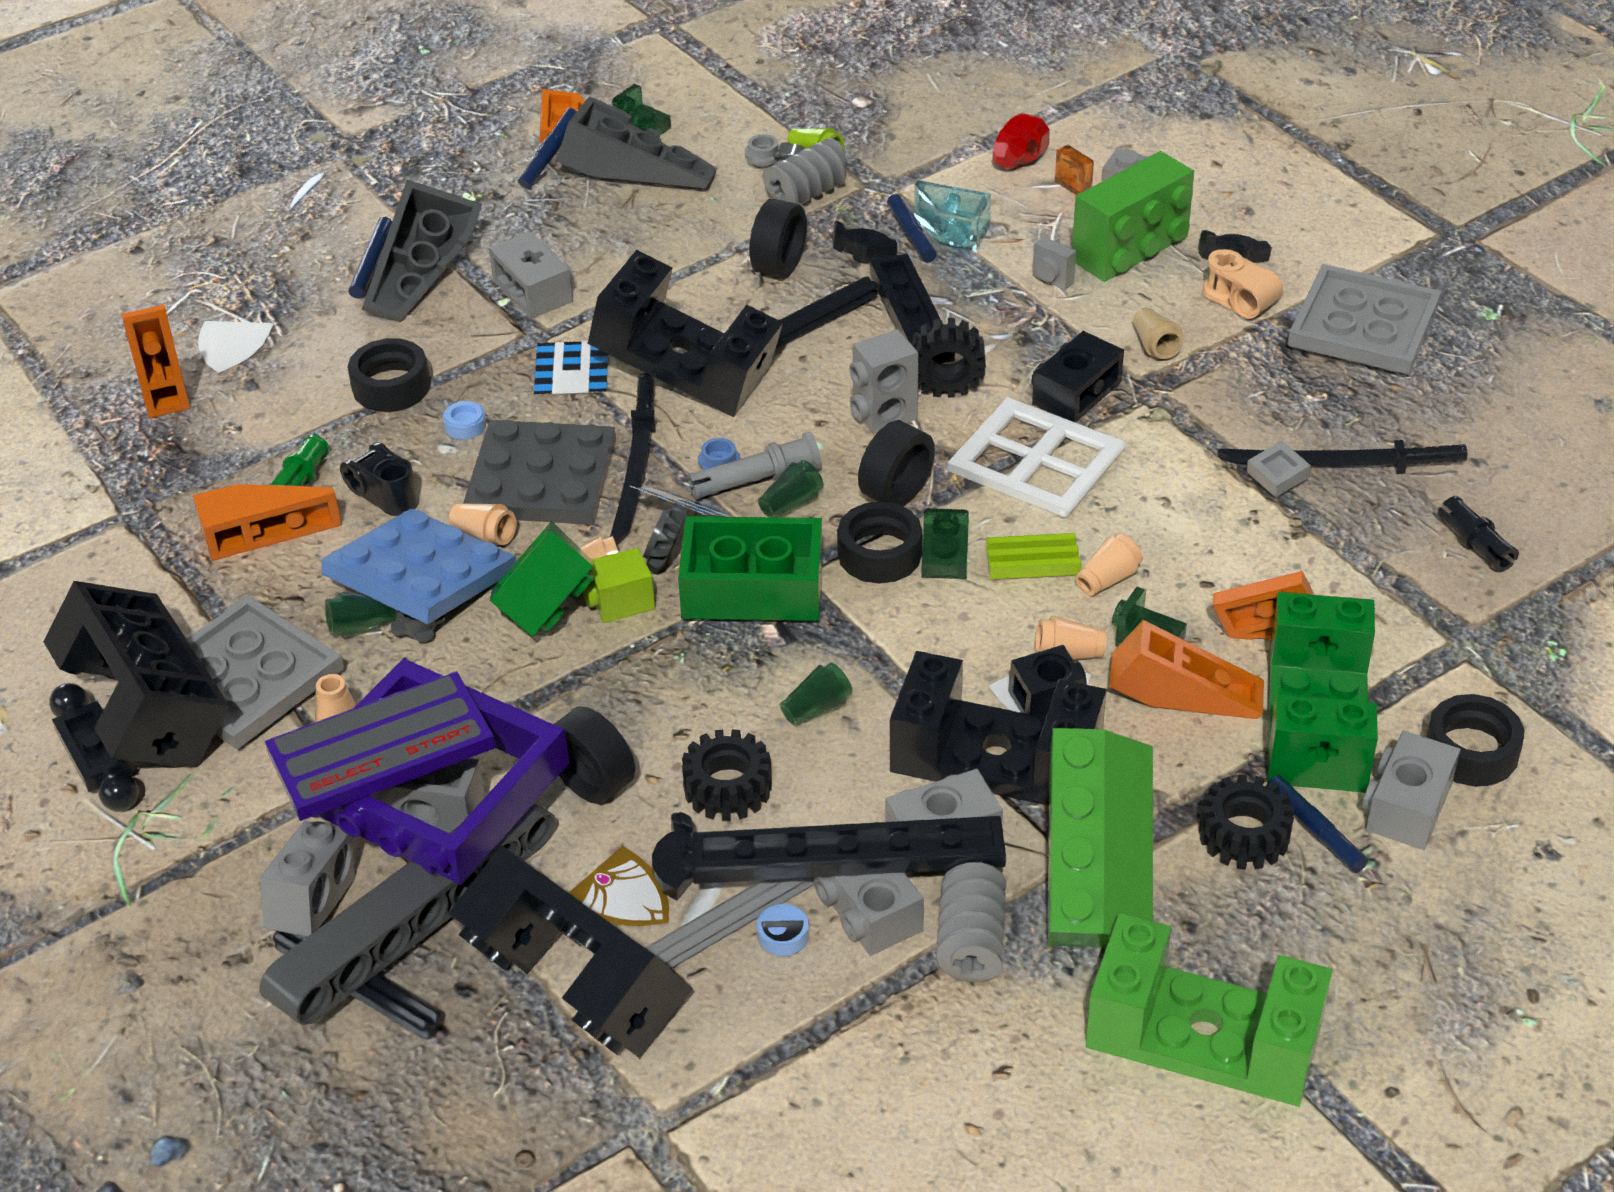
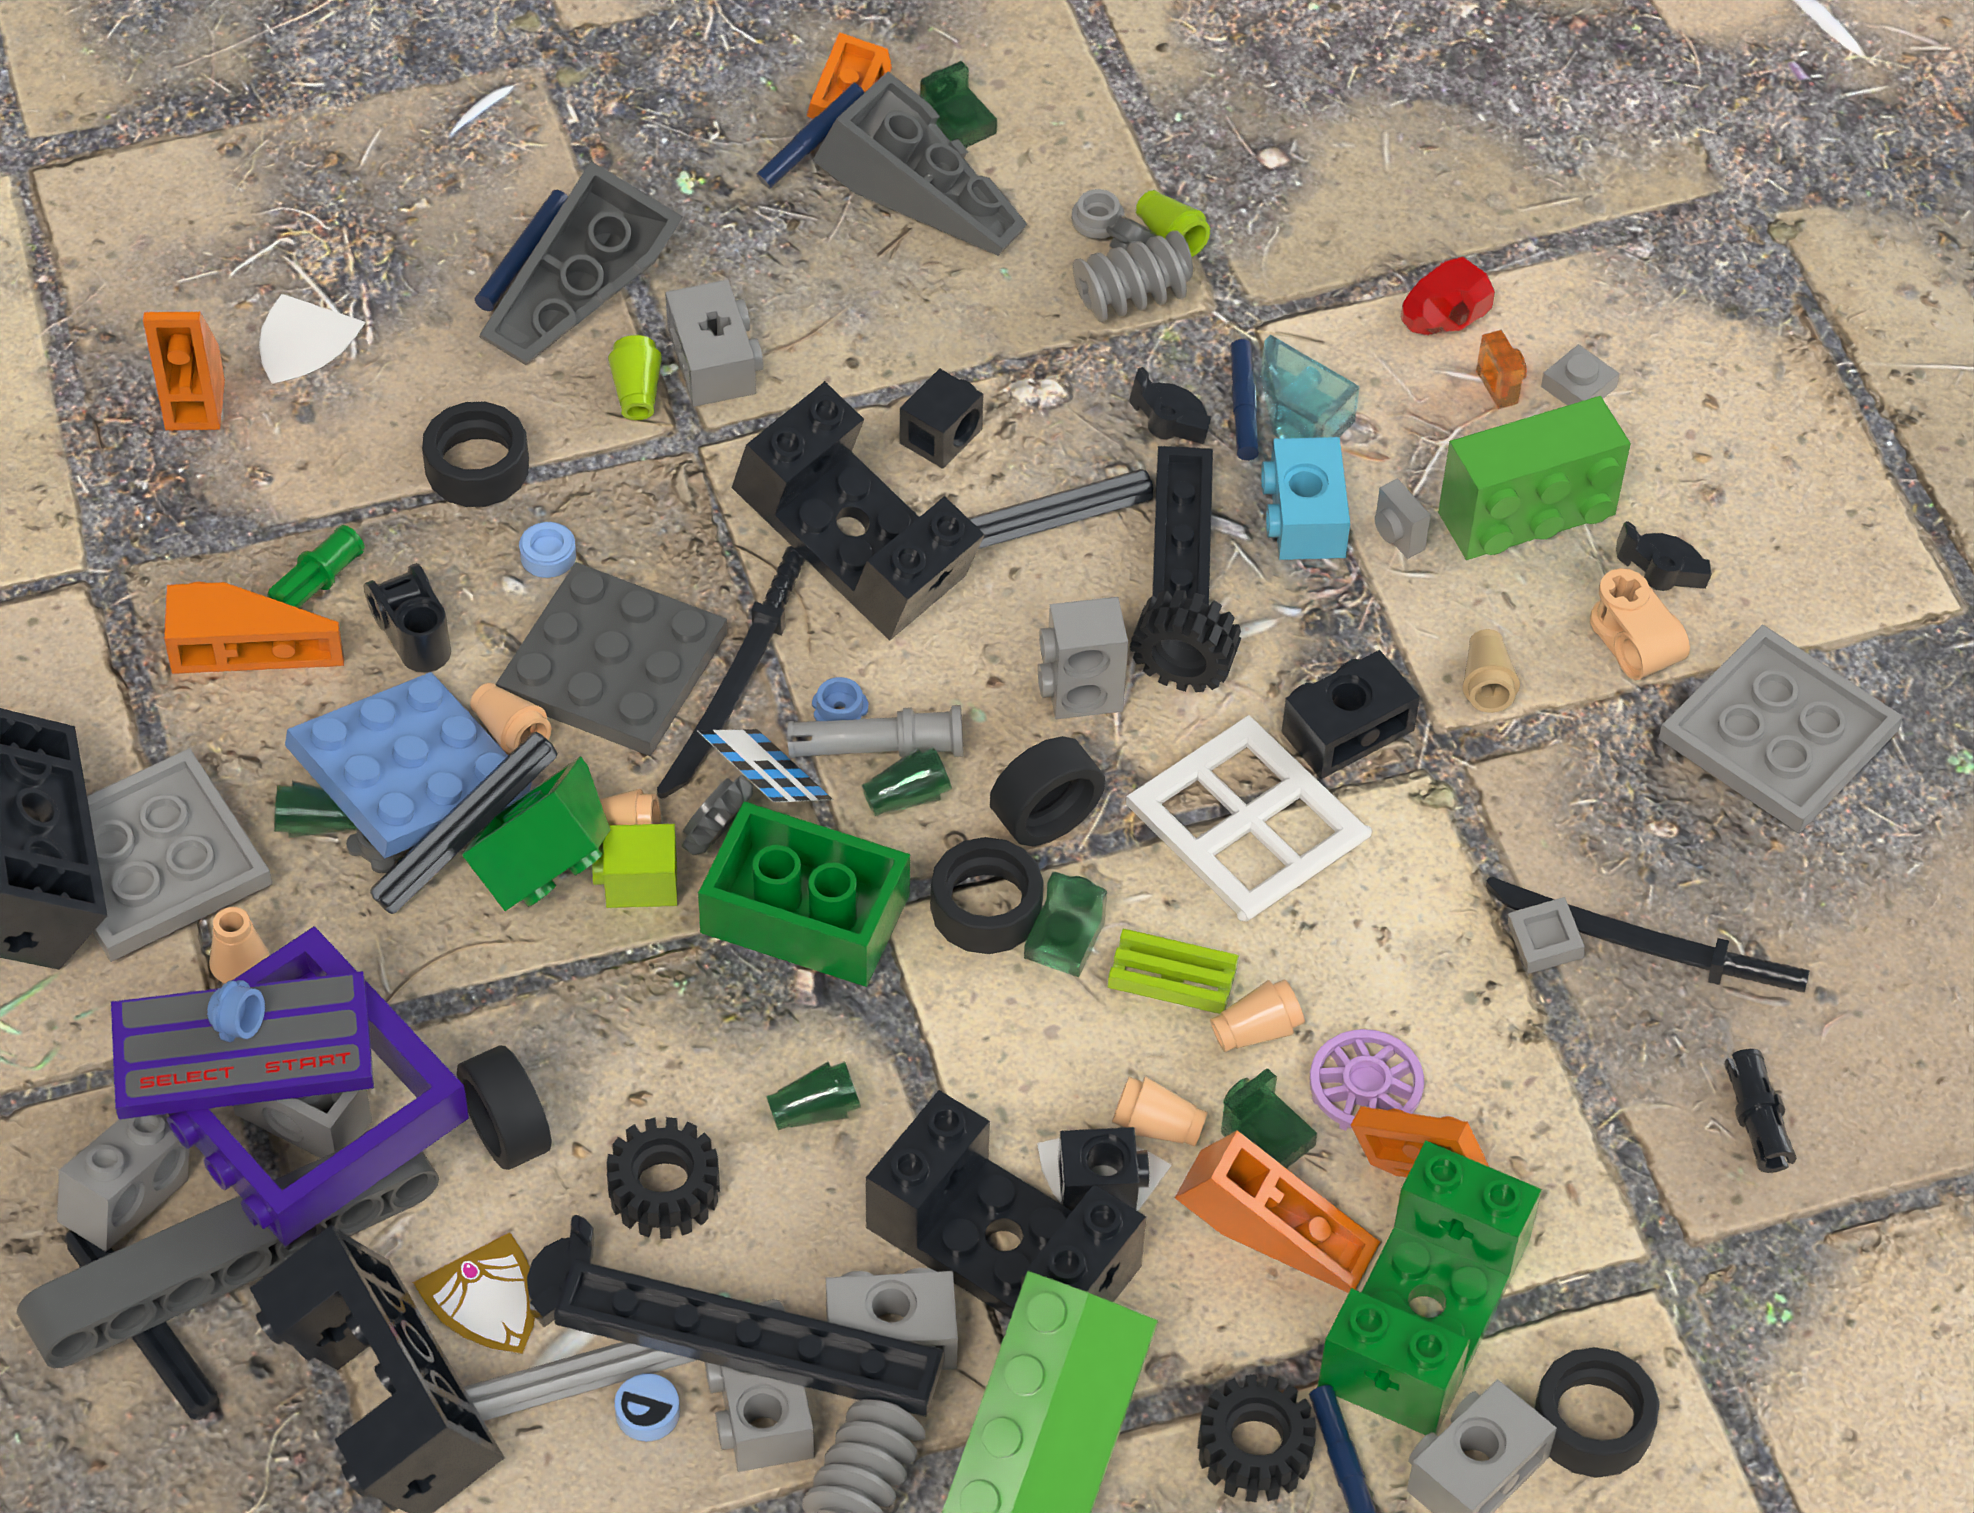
camera: 15 degrees right, 10 degrees up
(370, 715) = (236, 1010): none -> medium blue plate
(478, 588) = (463, 822): none -> axle
(484, 303) = (635, 373): none -> lime cone
(570, 368) = (704, 506): sticker -> none
(712, 279) = (941, 418): none -> black brick
(778, 238) = (1047, 379): black tyre -> none
(985, 266) = (1307, 497): none -> medium azure brick
(1196, 585) = (1365, 1078): none -> lavender wheel

